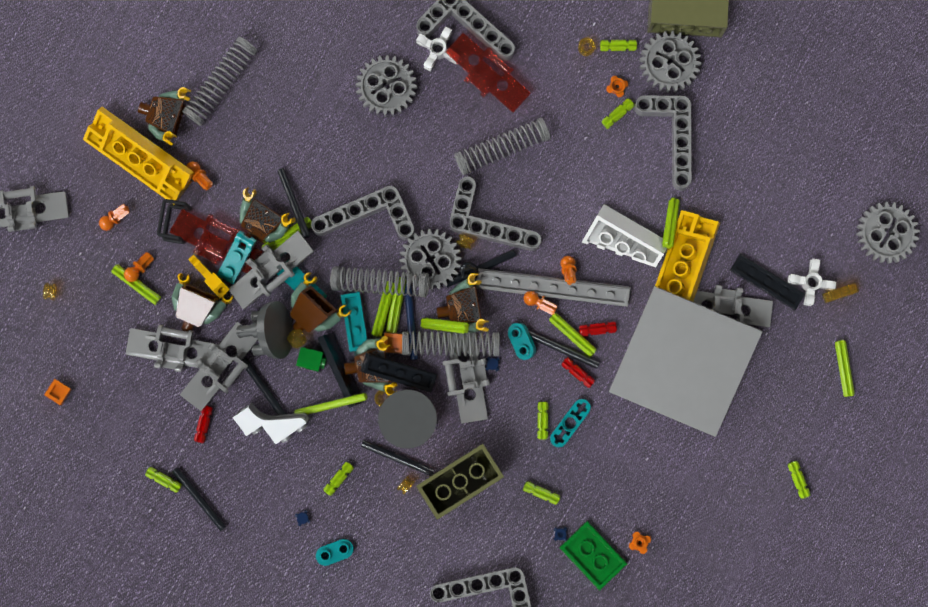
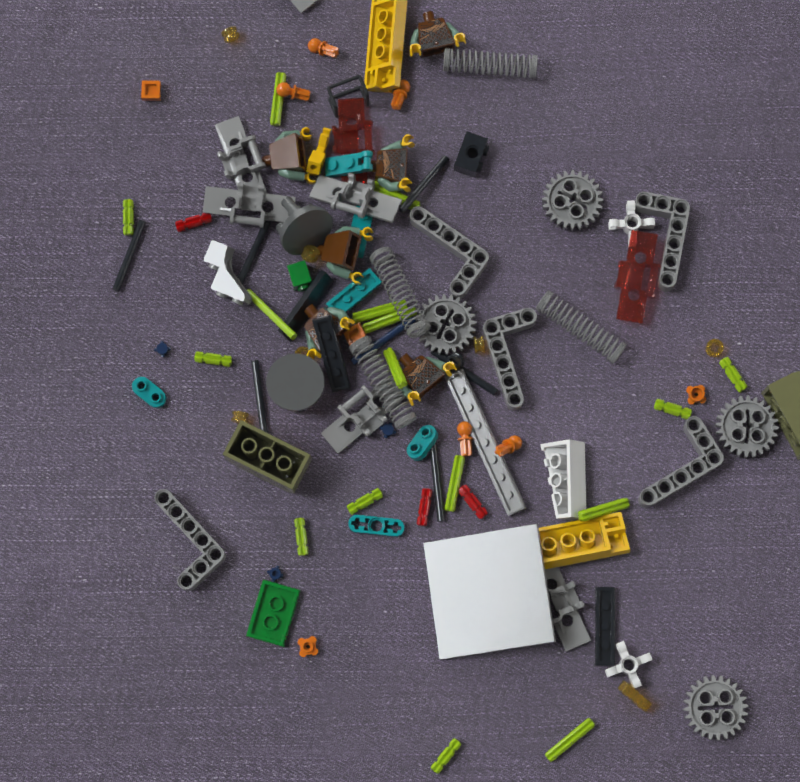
camera: 65 degrees right, 5 degrees down
(295, 157) = (475, 144): none -> black brick

